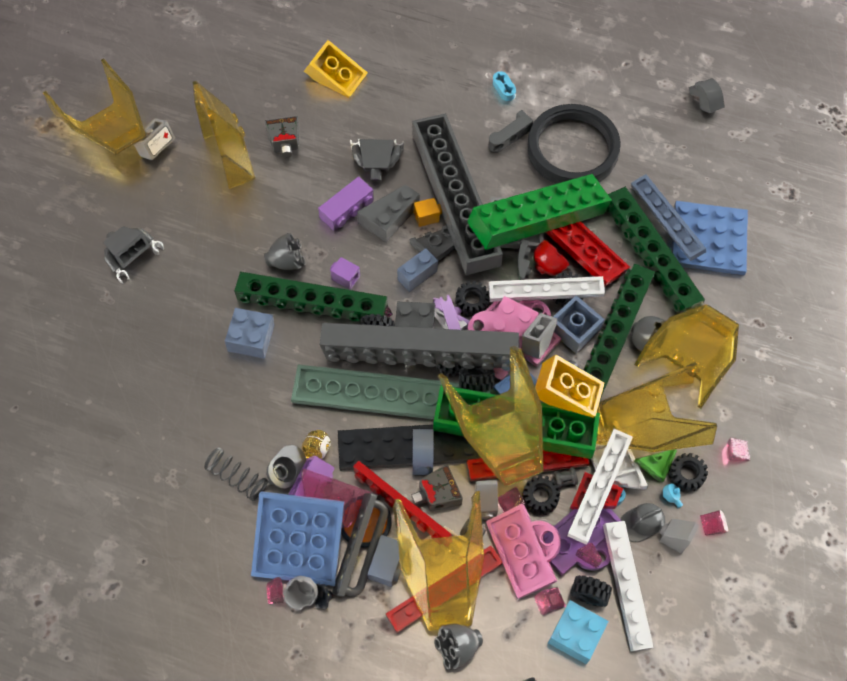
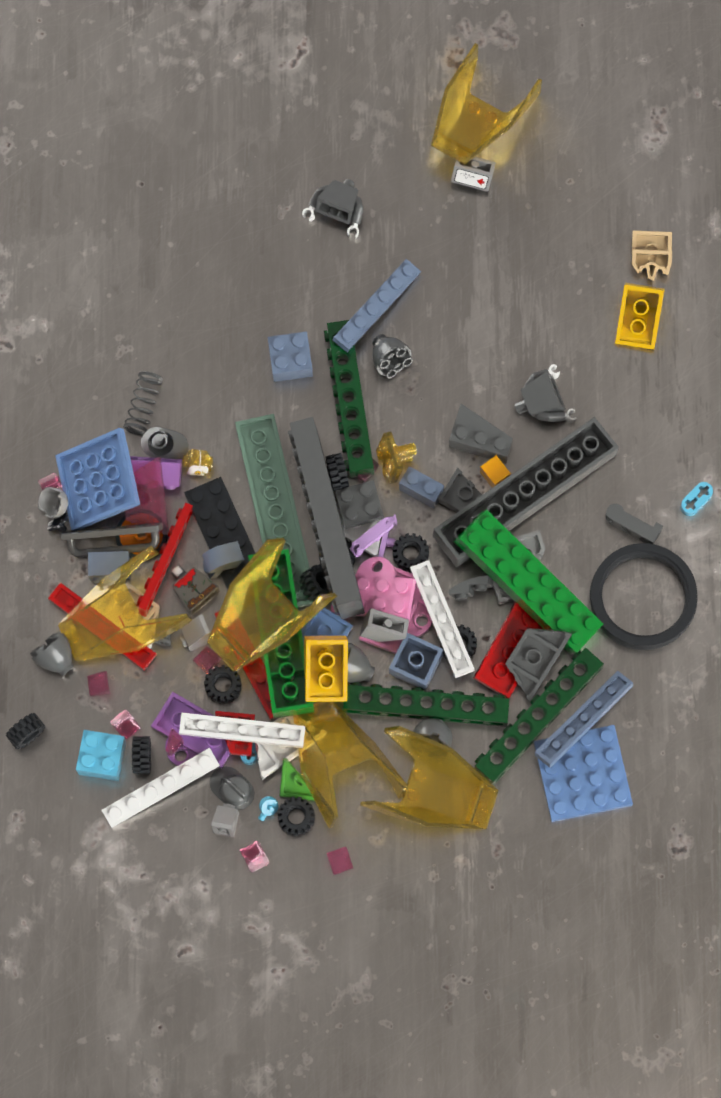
camera: 75 degrees right, 10 degrees up
(218, 120) = (484, 233): clear yellow windscreen -> none
(237, 248) = (376, 305): none -> sand blue plate
(283, 134) = (533, 296): dark grey torso -> none
(287, 46) = (652, 251): none -> tan plate
(345, 273) = (391, 419): medium lavender brick -> none
(346, 203) = (473, 390): medium lavender brick -> none
(382, 279) = (394, 456): none -> clear yellow plate
(501, 611) = (98, 684): none -> clear pink slope
(524, 549) = (161, 683): bright pink plate -> none
(549, 260) = (483, 613): red cylinder -> none
(565, 478) = (248, 701): dark grey bush -> none
(606, 230) = (535, 657): none -> dark grey wing

